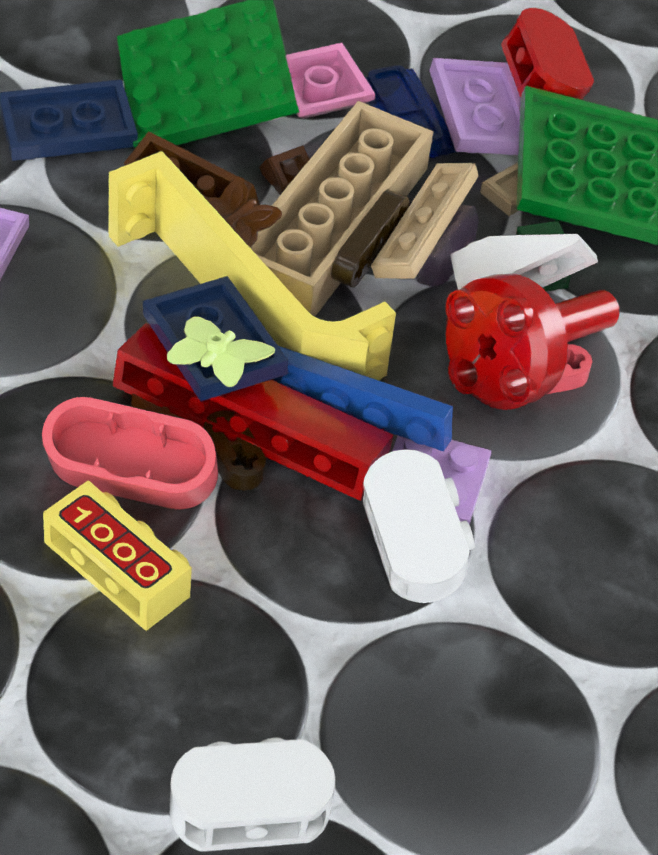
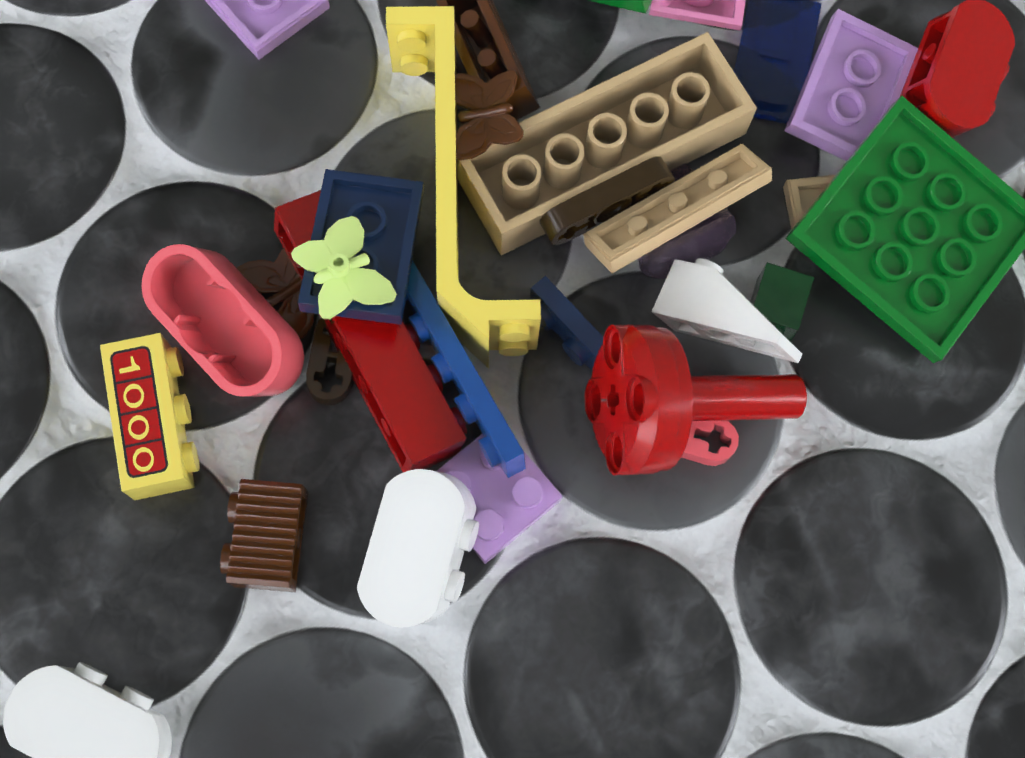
camera: 35 degrees right, 25 degrees up
(284, 167) = (604, 64): reddish brown slope -> none
(286, 587) = (265, 535): none -> reddish brown brick
(418, 341) = (557, 312): none -> dark blue plate

